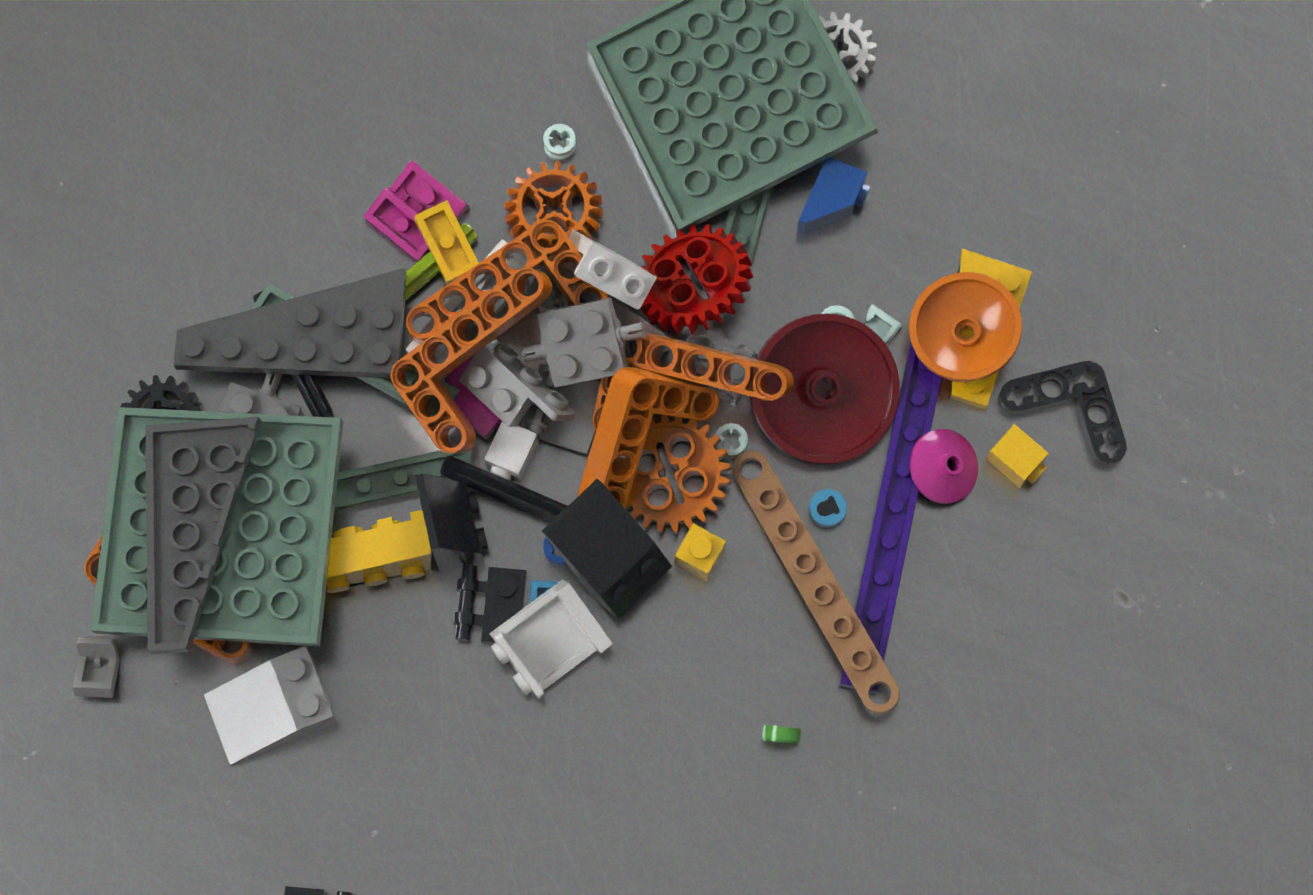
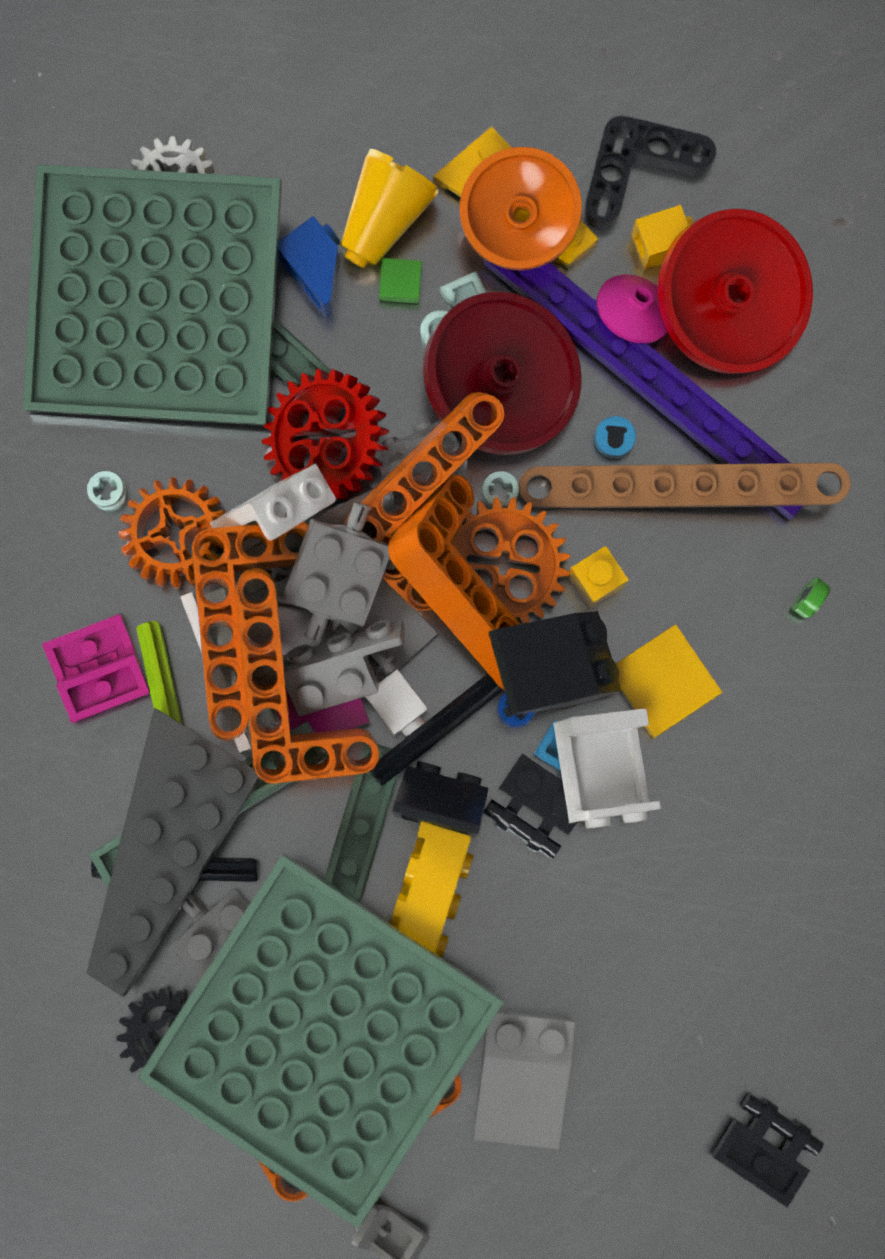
camera: 65 degrees left, 5 degrees up
(190, 500) = (283, 1055): dark grey wing -> none
(446, 241) = (150, 652): yellow plate -> none
(647, 653) = (666, 680): none -> yellow tile
(860, 270) = (400, 280): none -> bright green tile
(908, 223) = (383, 207): none -> yellow cone
(1002, 537) = (735, 291): none -> red dish

